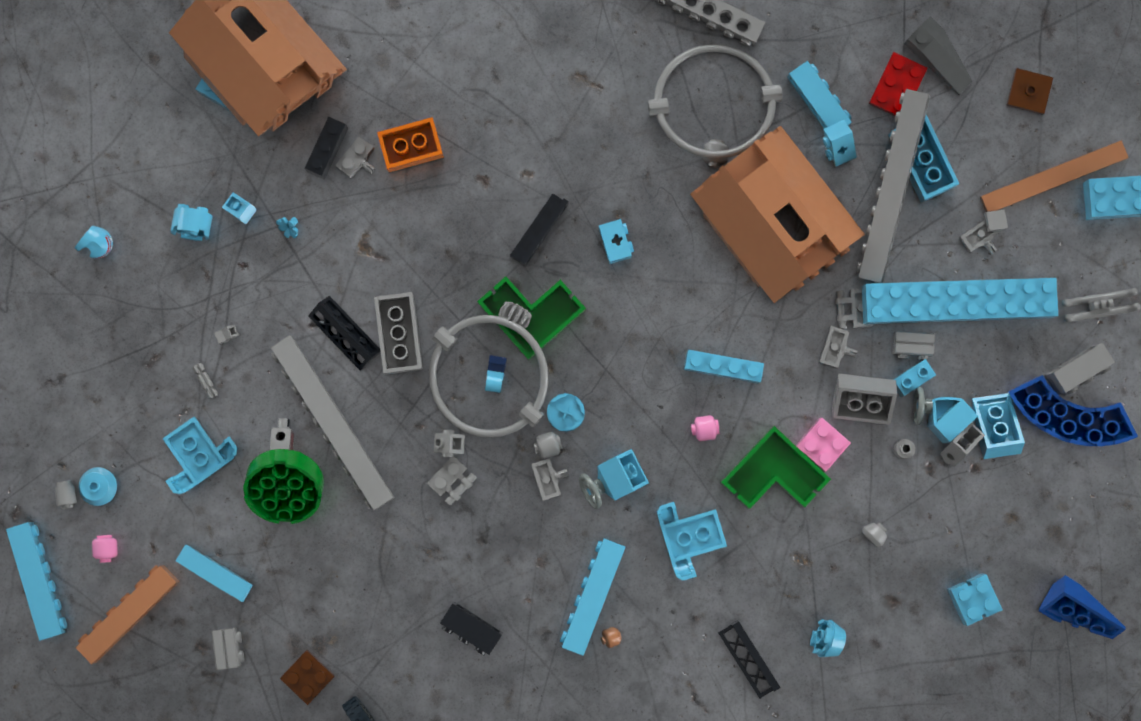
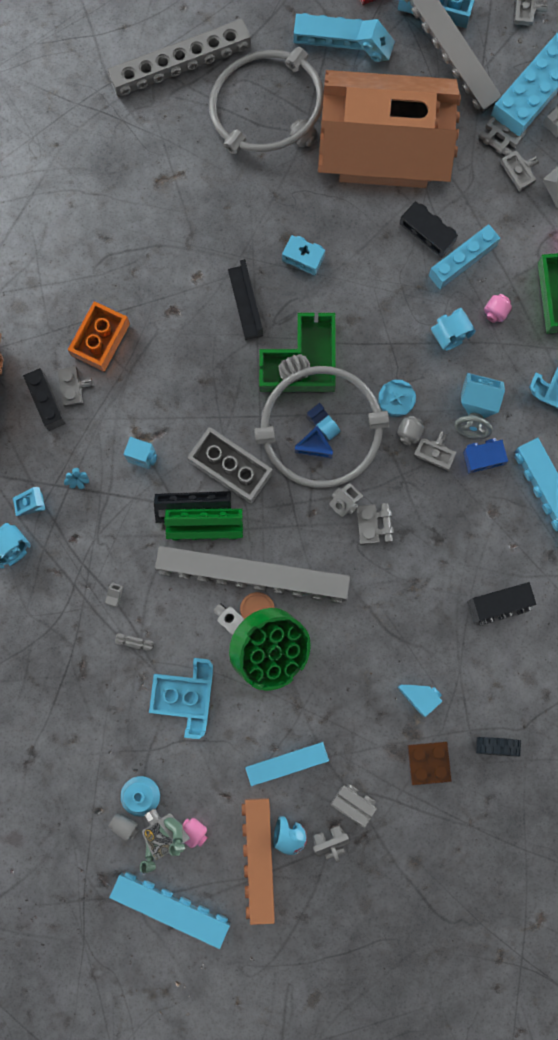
camera: 45 degrees left, 5 degrees down
(81, 529) = (162, 837): none -> torso
(158, 621) = (289, 840): none -> medium azure helmet
(177, 651) = (322, 846): none -> light grey hips
(311, 446) = (255, 602): none -> nougat piece
(337, 353) = (204, 524): none -> green brick
(347, 258) = (140, 453): none -> medium azure brick
(350, 629) = (421, 697): none -> medium azure slope
(472, 382) = (314, 445): none -> blue slope
(578, 519) = (485, 456): none -> blue brick
(654, 409) = (453, 329): none -> medium azure brick
(723, 319) = (428, 229): none -> black brick

